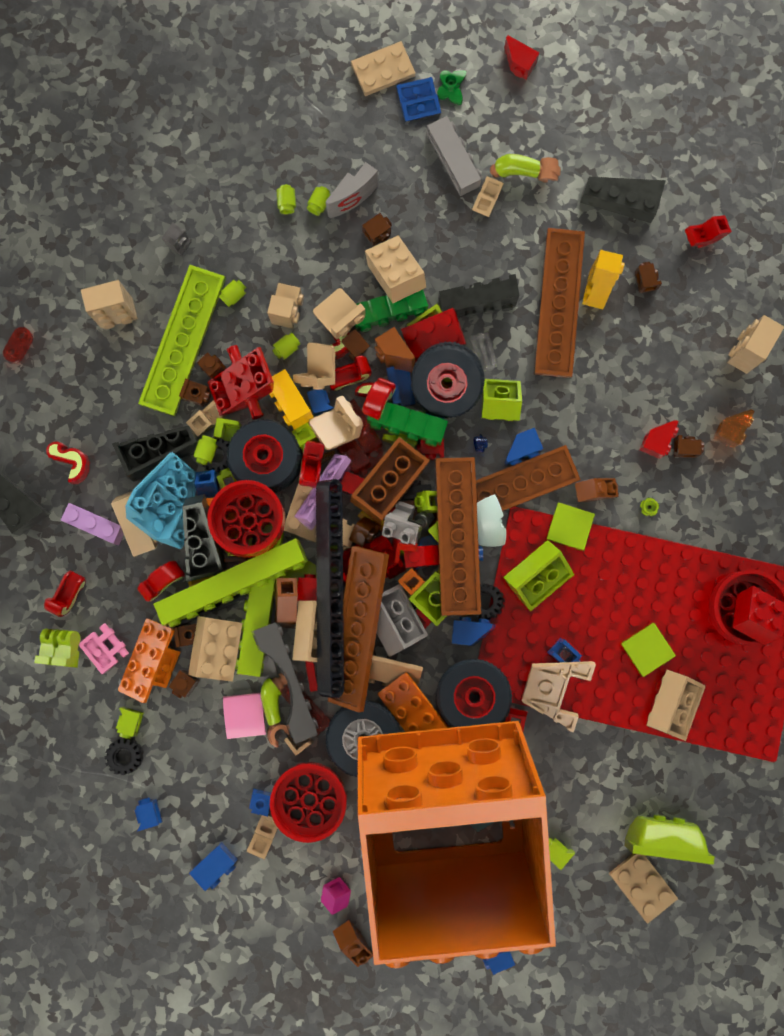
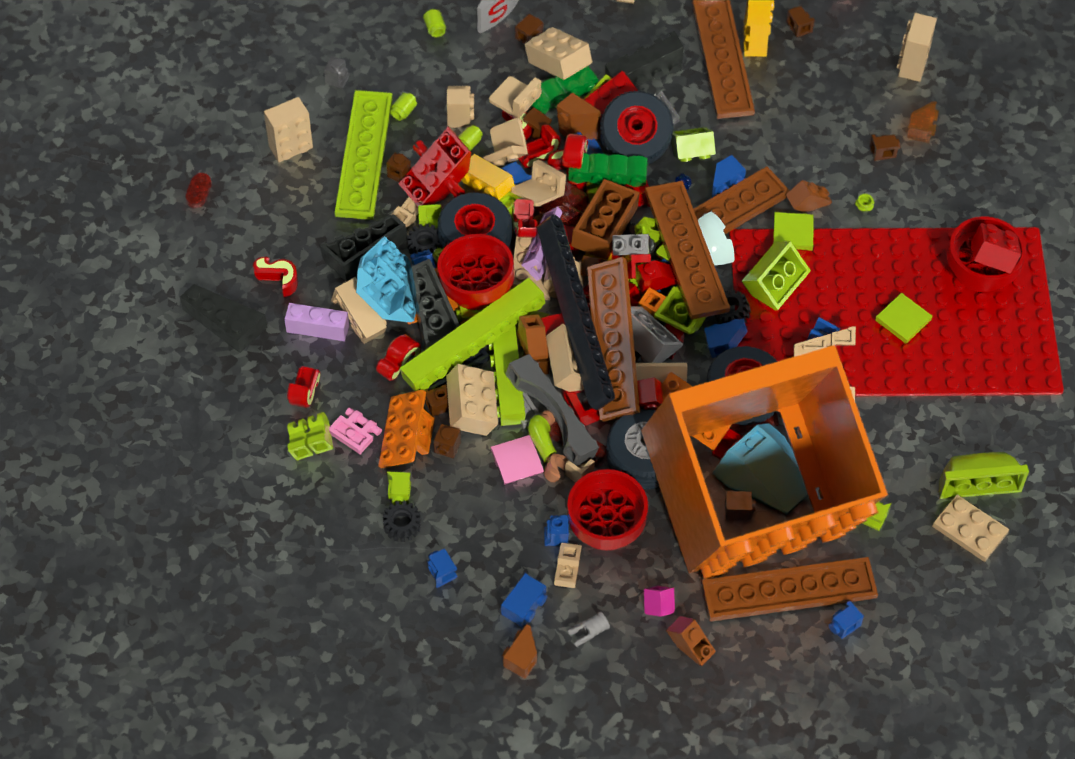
camera: 15 degrees left, 25 degrees down
(187, 393) = (389, 194): reddish brown brick -> none
(199, 922) = (522, 654): none -> dark orange slope
(205, 450) = (415, 231): lime brick -> none
(265, 908) = (591, 626): none -> light grey hinge
(317, 201) = (466, 18): lime brick -> none
(379, 692) = (650, 393): none -> red brick
(658, 439) = (853, 145): red slope -> none
(676, 705) = (947, 356): tan slope -> none

